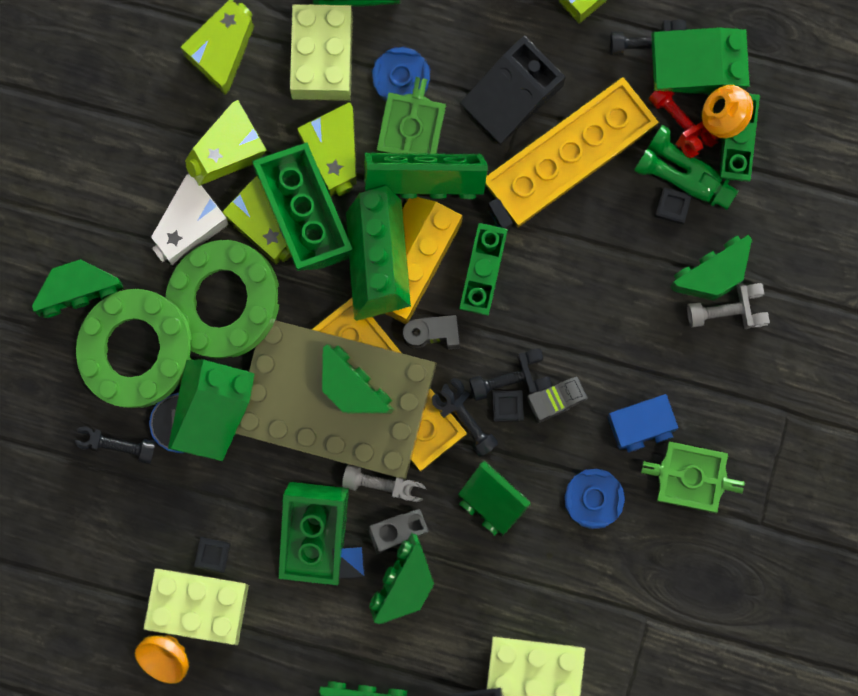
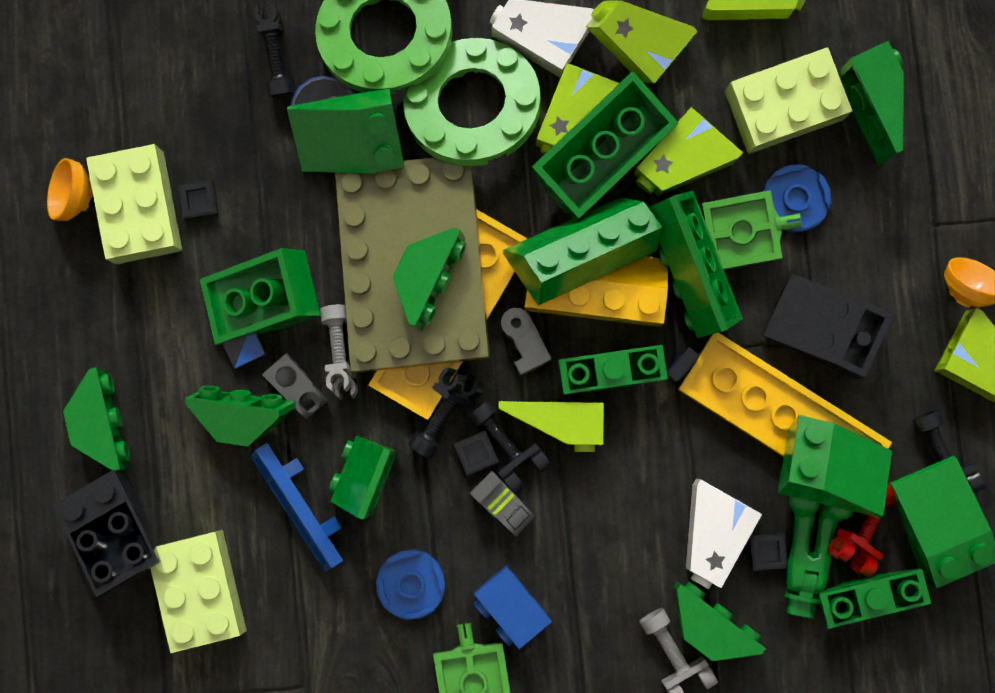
camera: 65 degrees right, 5 degrees up
(499, 566) = (279, 481): none -> blue hinge
(510, 324) = (568, 422): none -> lime slope
(626, 127) = (834, 467): none -> green slope
(643, 239) = (716, 533): none -> white slope
(733, 117) = (893, 584): light orange piece -> none

